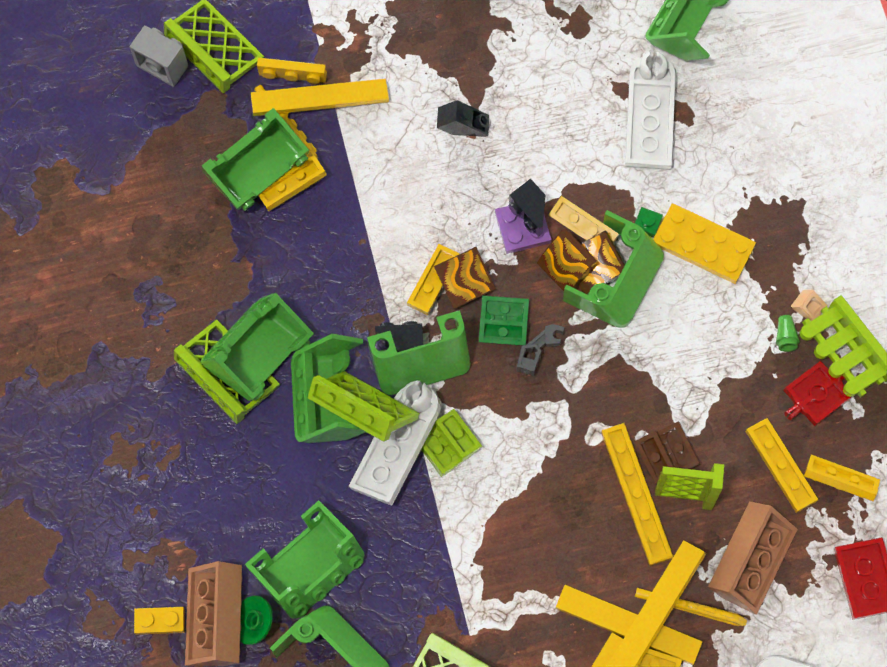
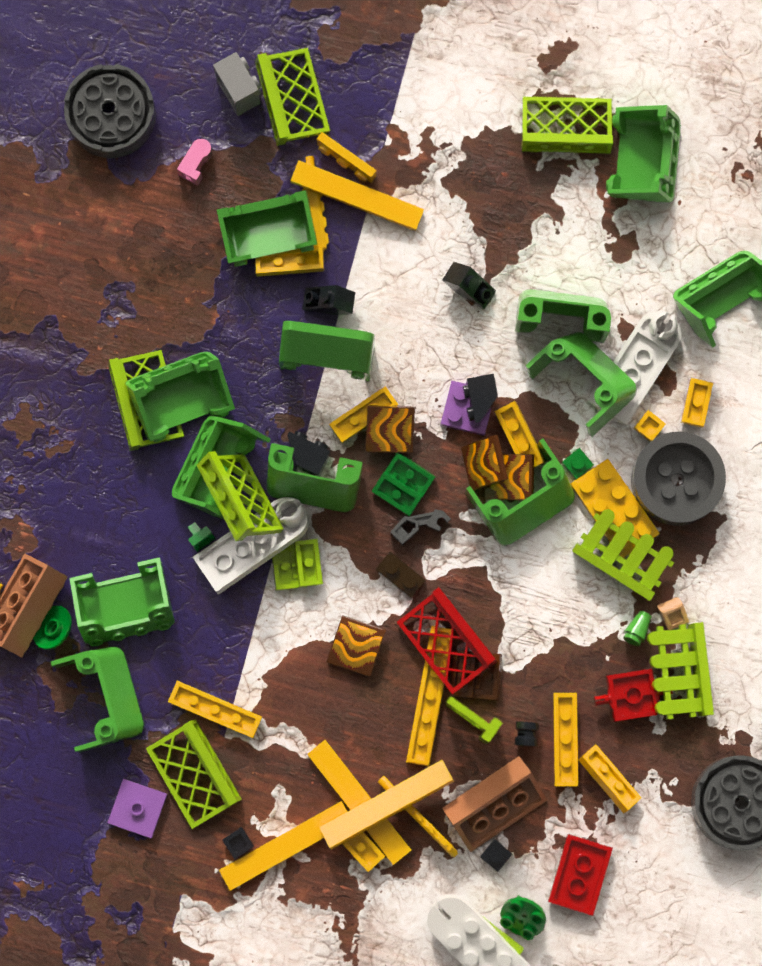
camera: 25 degrees right, 10 degrees up
(62, 158) = (109, 133): none -> dark grey brick
(156, 135) = (193, 161): none -> bright pink leg
(345, 197) = (329, 300): none -> black slope
(345, 464) = (200, 537): none -> green tile
(368, 231) = (326, 348): none -> bright green windscreen
(447, 612) = (215, 709): none -> yellow plate
(544, 485) = (356, 645): none -> slope
(547, 401) = (400, 575): none -> dark brown plate
(590, 86) = (535, 302): none -> bright green windscreen
(631, 415) = (461, 627): none -> red fence
(644, 137) = (616, 386): none -> bright green windscreen
(691, 156) = (649, 426): none -> yellow plate
(720, 116) = (696, 402): none -> yellow plate
(744, 478) = (526, 733): none -> black wheel
(748, 165) = (696, 463): none -> dark grey brick
(748, 275) = (632, 563): none -> lime fence
(781, 604) = (496, 855): none -> black plate
(829, 644) = (523, 917): none -> green plate

